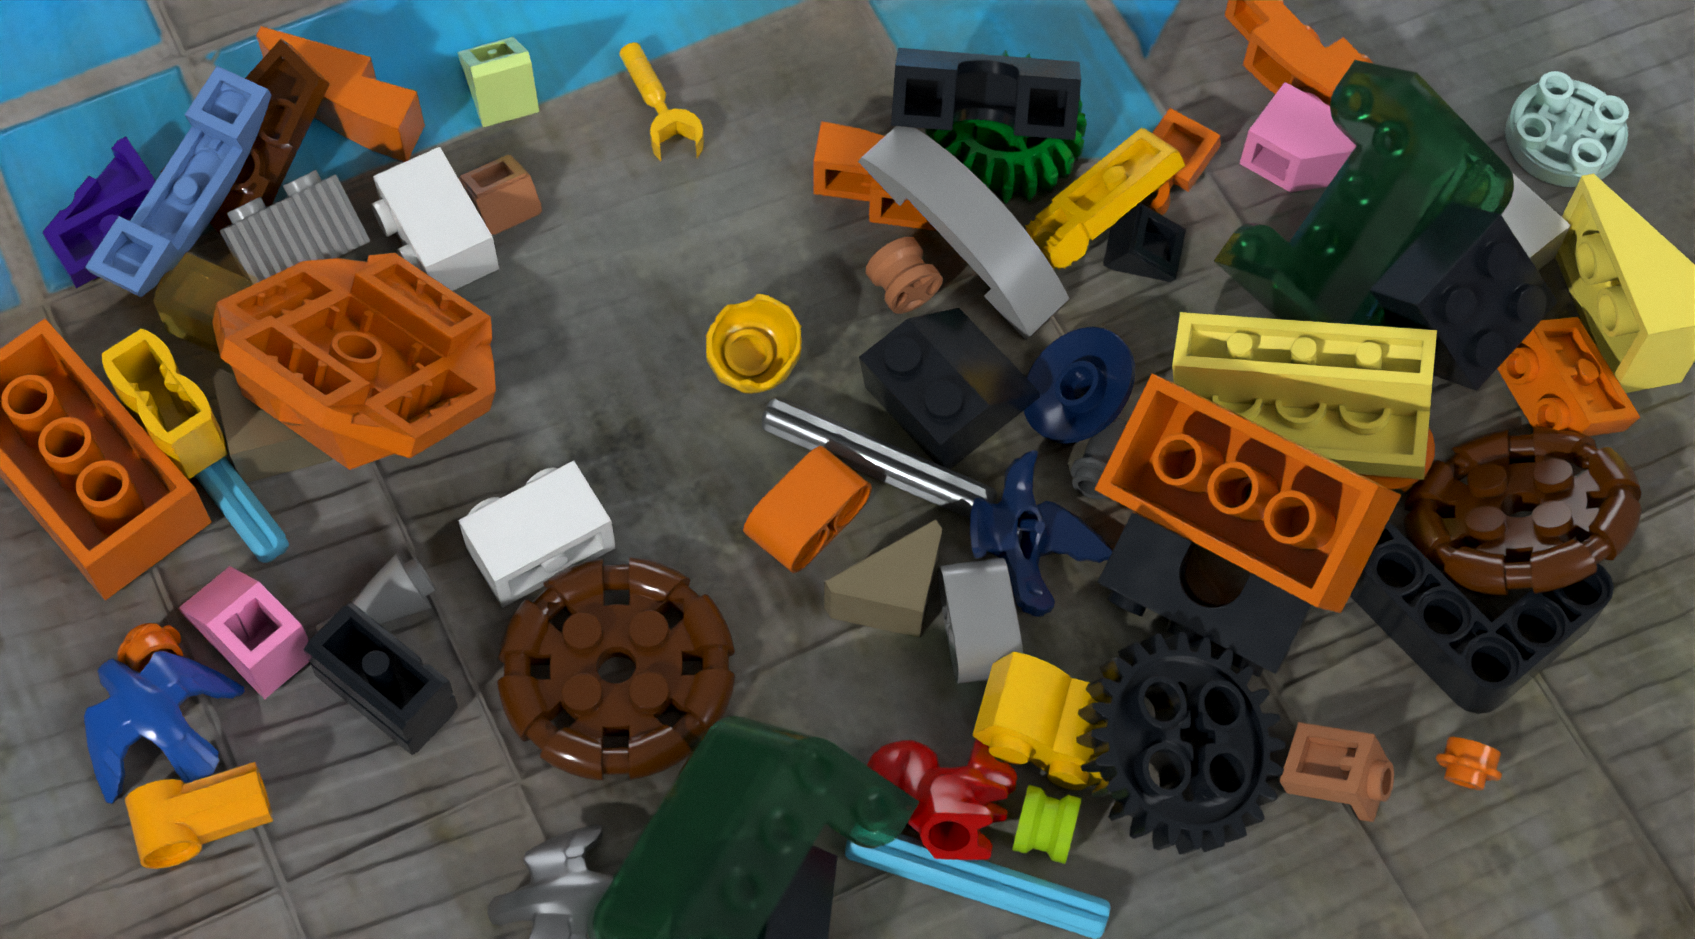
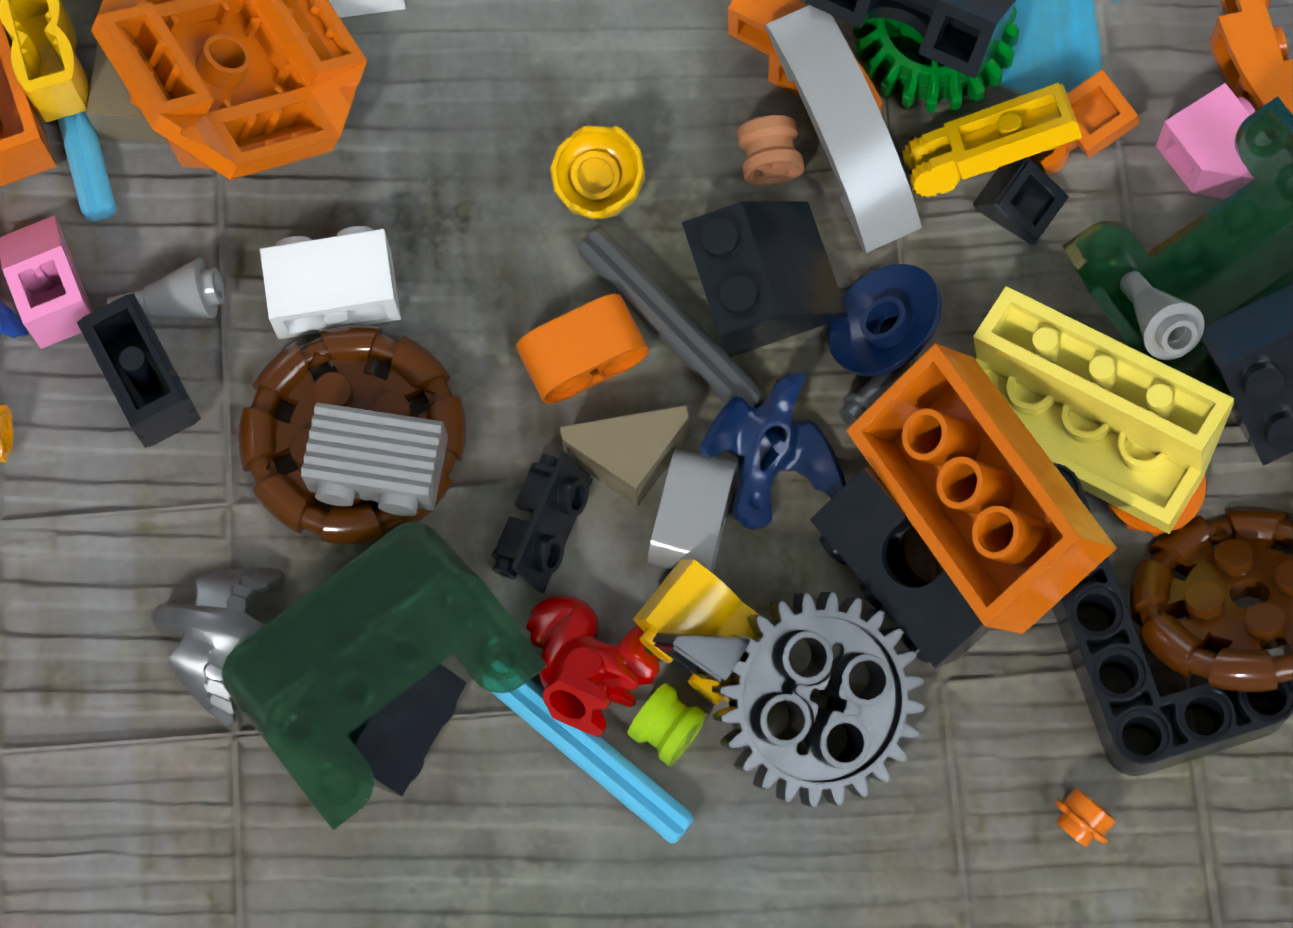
camera: 30 degrees right, 10 degrees up
(659, 673) = (374, 458): none -> light grey brick
(840, 652) = (555, 495): none -> black hinge
(1066, 733) = (704, 655): none -> slope
(1338, 768) = (958, 777): nougat bracket -> none
(1341, 289) = (1166, 322): none -> light grey cone

